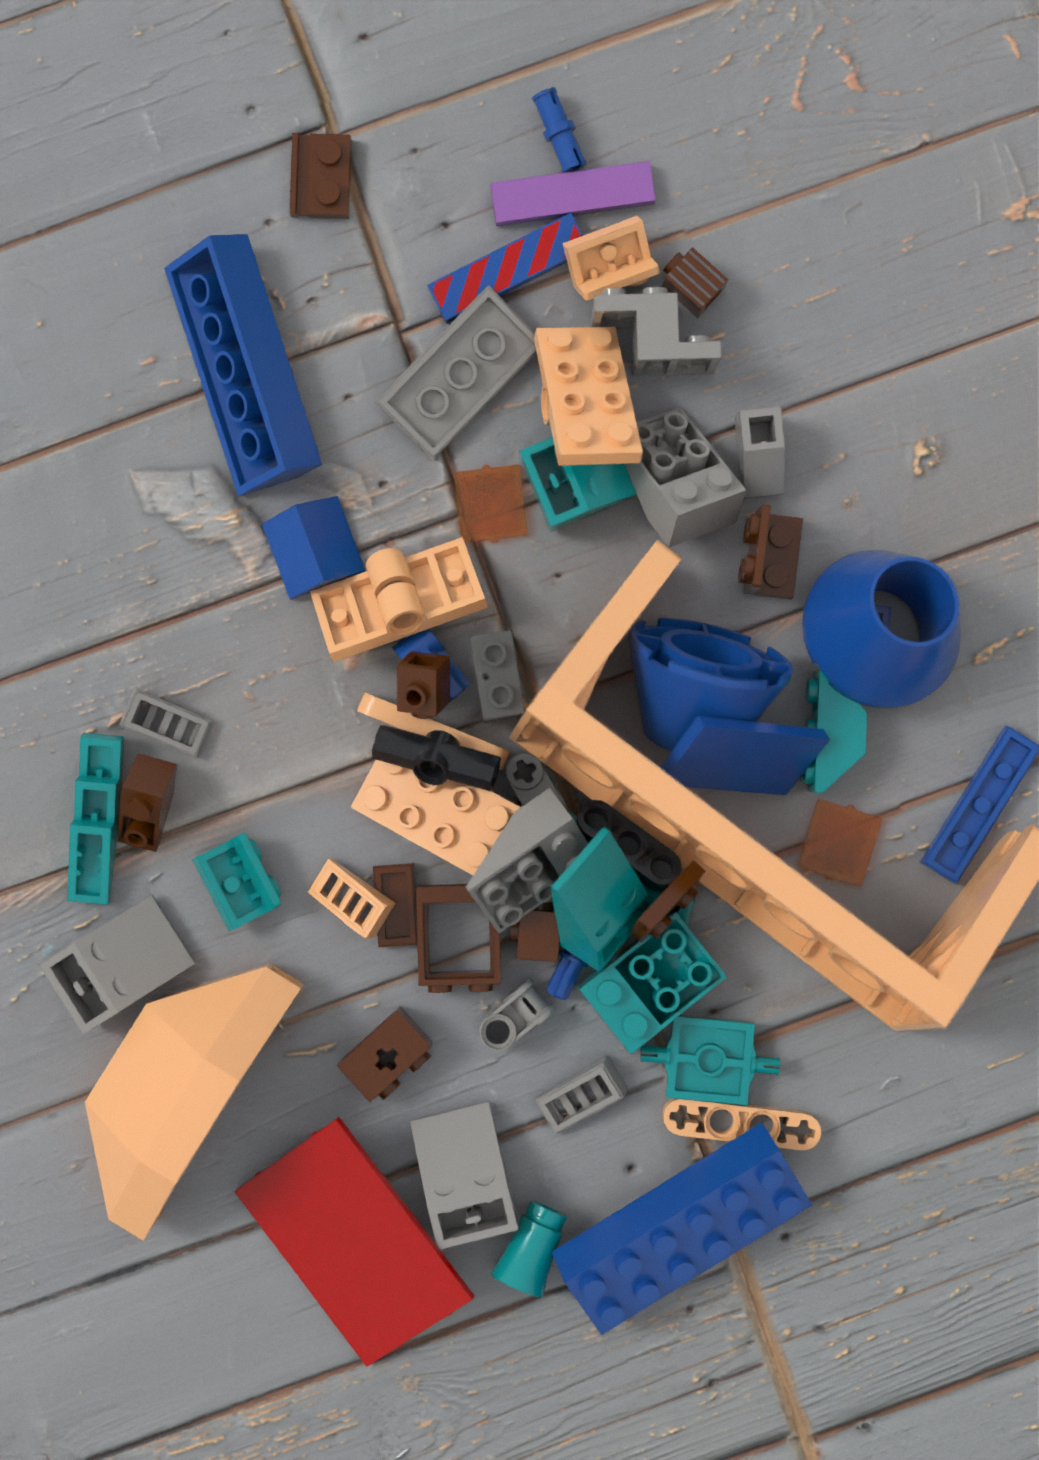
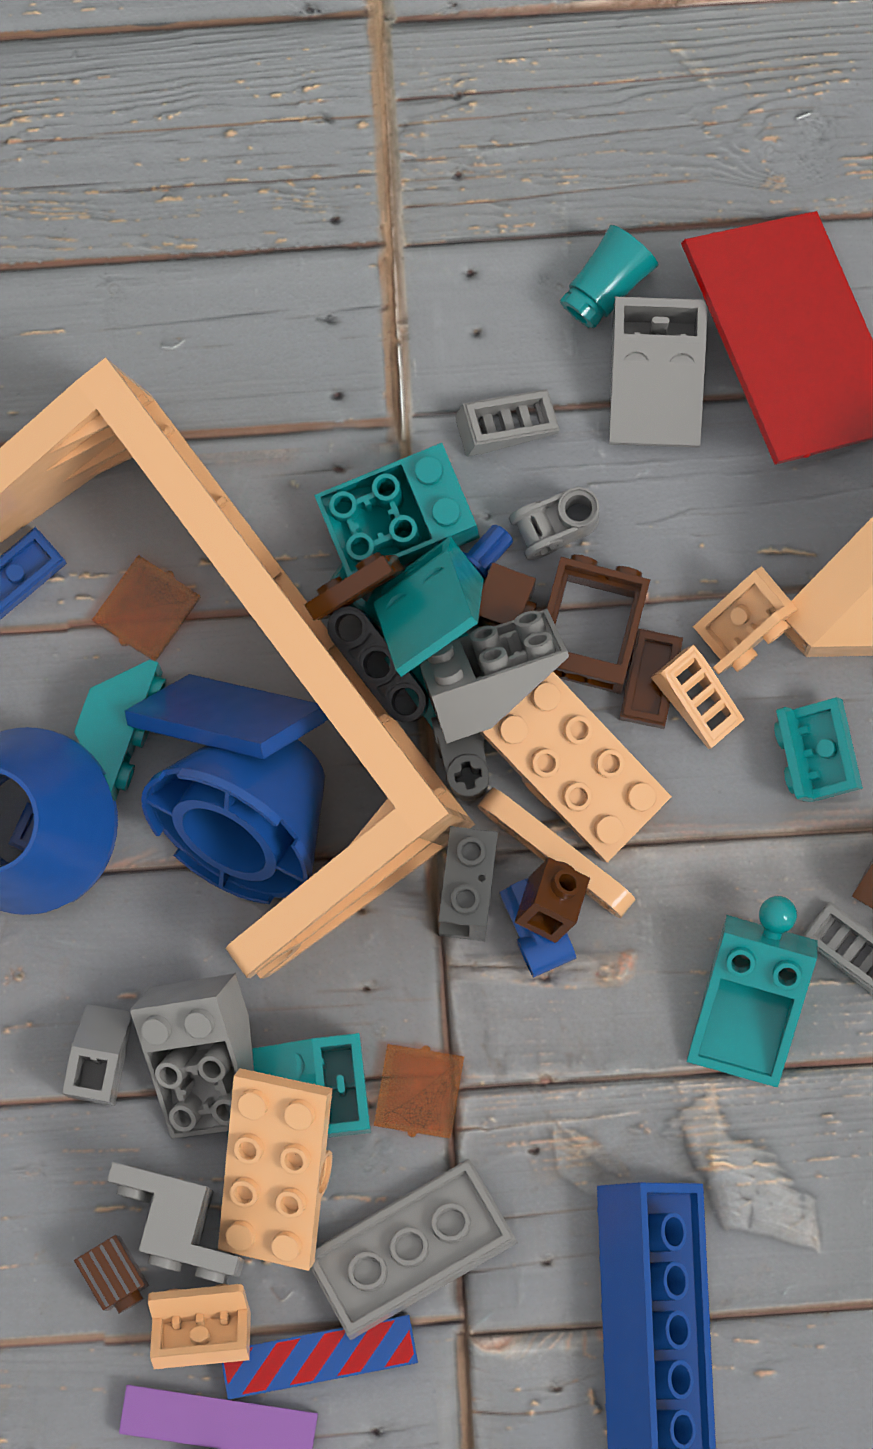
camera: 160 degrees left, 10 degrees down
(236, 660) = (755, 1002): none -> teal slope
(313, 546) = (632, 1098): blue slope -> none
(328, 974) = (744, 619): none -> light nougat bracket
(363, 1062) = (693, 541): reddish brown brick -> none
(397, 598) = (554, 1008): light nougat plate -> none
(436, 757) = (561, 815): black piece -> none
(680, 1229) = (442, 252): blue brick -> none
(710, 1060) = (357, 418): teal plate -> none
(742, 1117) = (348, 340): light nougat beam -> none
(772, 554) = (121, 939): reddish brown bracket -> none

